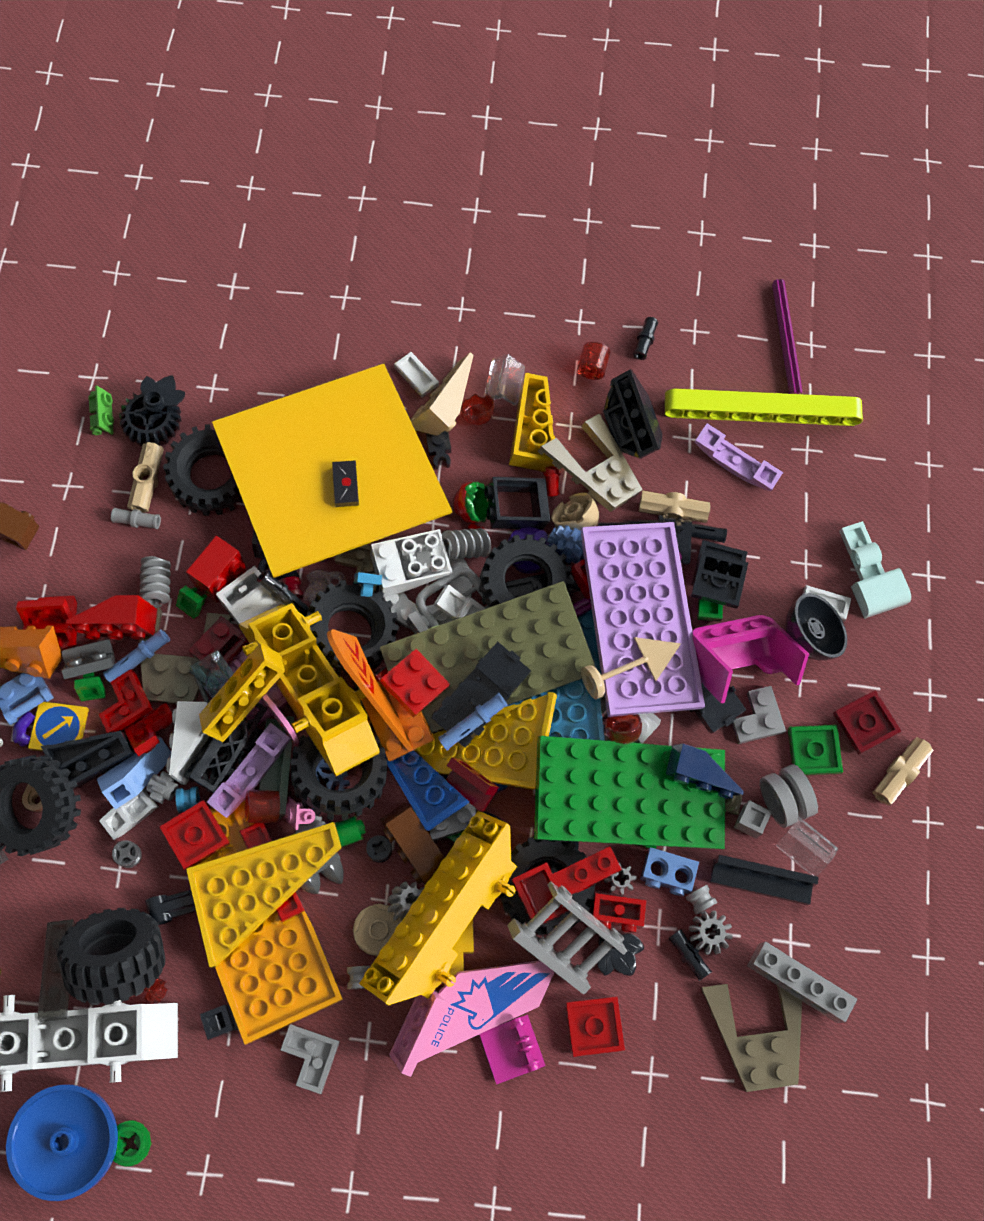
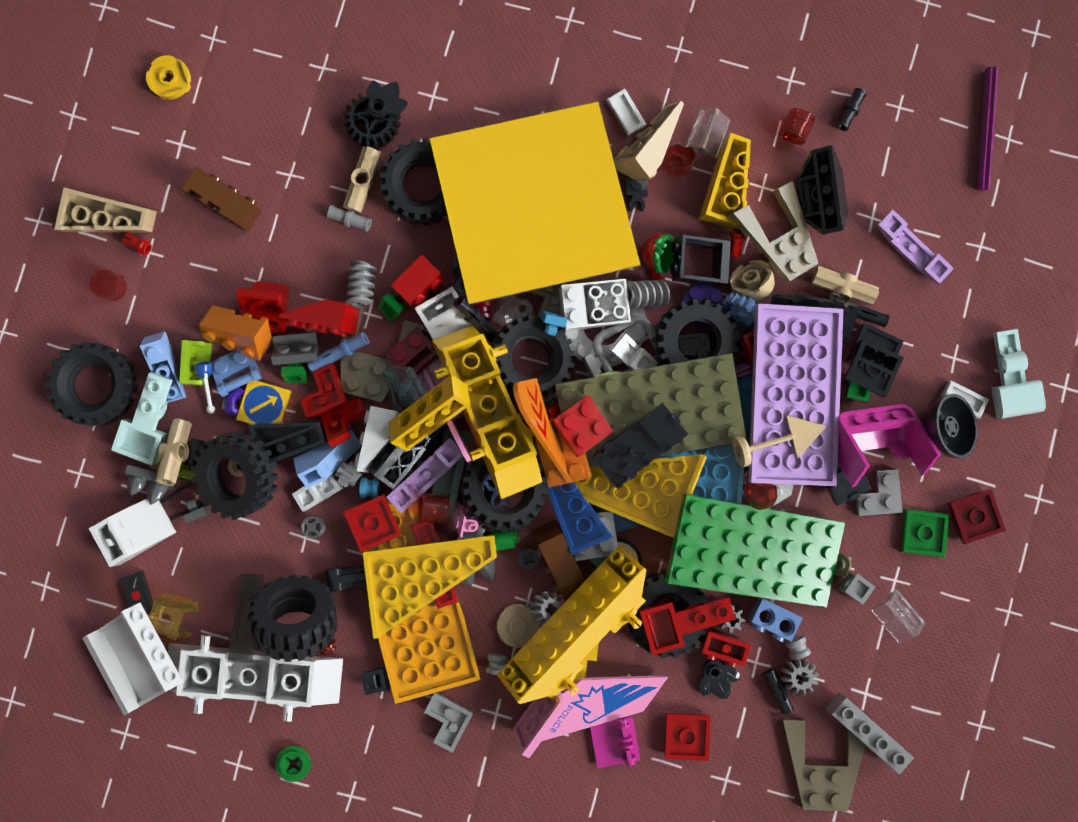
camera: 10 degrees right, 15 degrees up
(61, 1142) = (239, 755): blue dish -> none
(100, 402) = (328, 97): bright green hinge -> none
(345, 483) = (546, 222): black tile -> none
(471, 783) = (617, 521): dark red panel -> none
(474, 720) = (635, 467): medium blue pin -> none
(560, 961) = (668, 684): light grey fence -> none
(698, 767) = (815, 537): dark blue slope -> none
(763, 407) = (949, 198): neon yellow beam -> none
(763, 879) = (853, 639): black fence -> none
(789, 796) = (893, 574): light grey wheel -> none
(902, 771) = (998, 565): tan piece -> none

